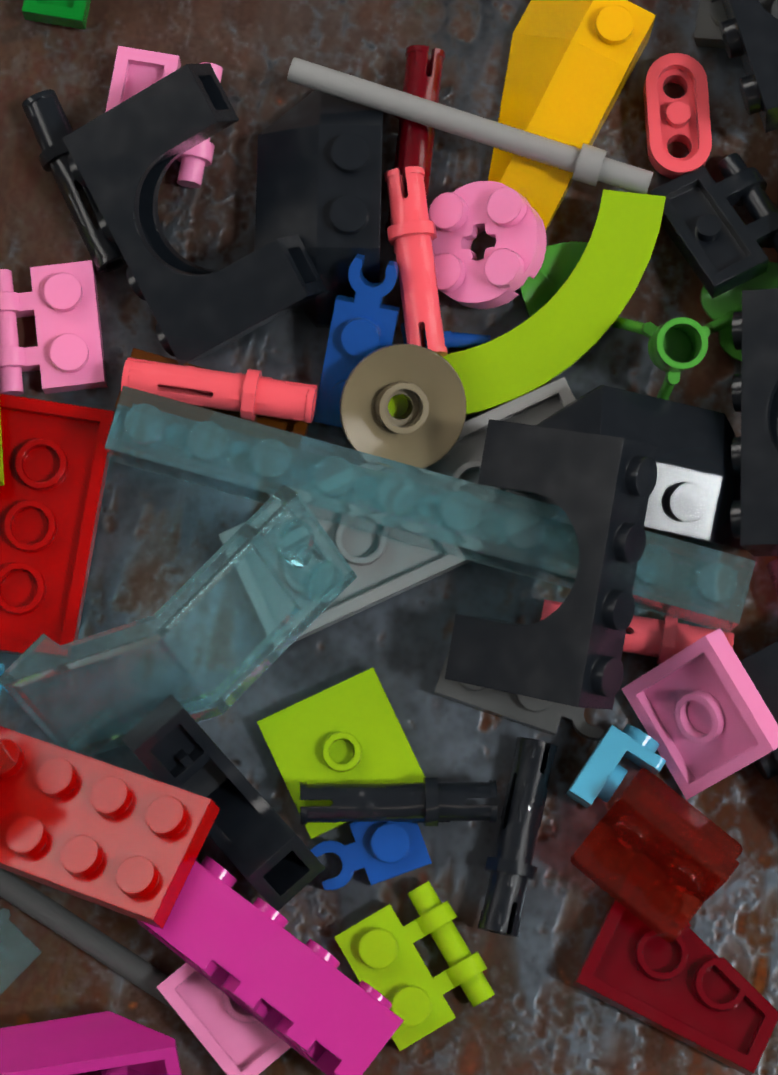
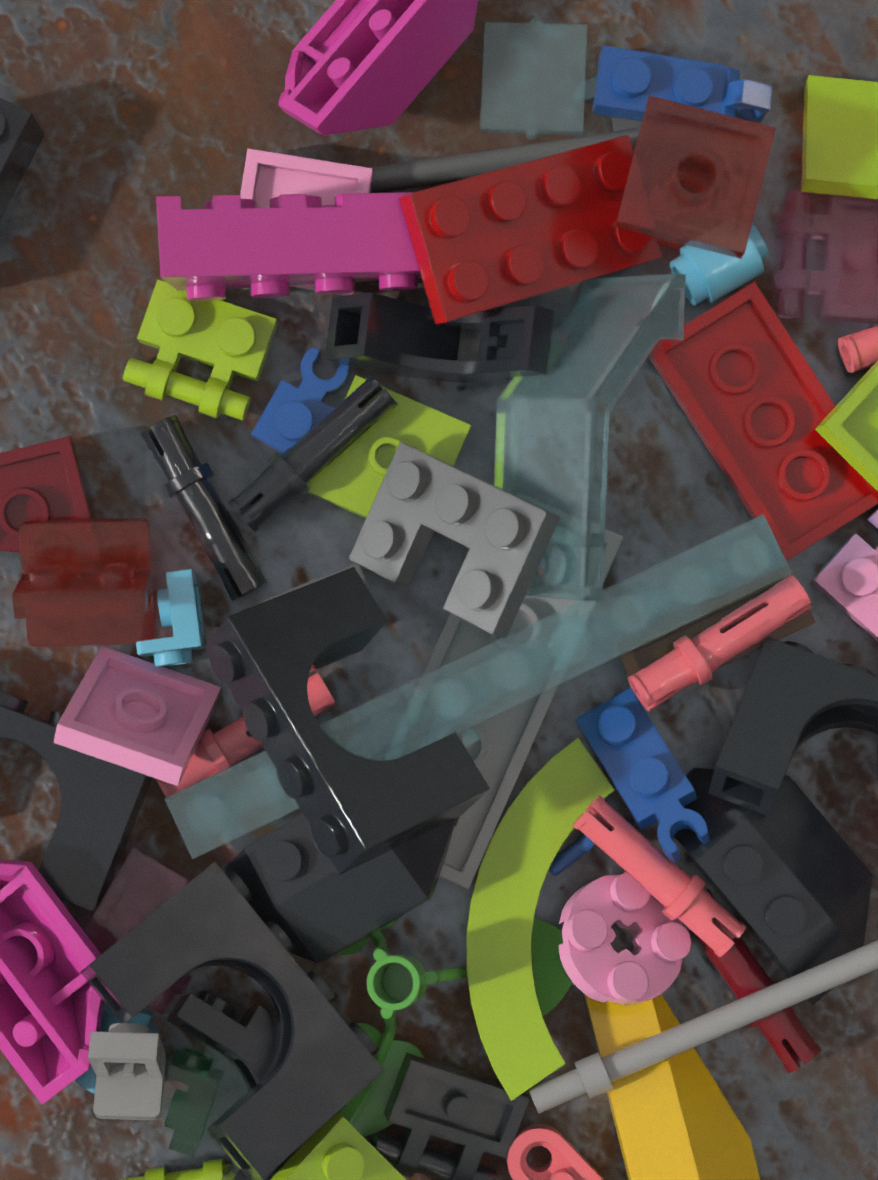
camera: 135 degrees right, 5 degrees up
(310, 606) = (499, 528): none -> plate
(434, 405) = (539, 745): dark tan dish -> none

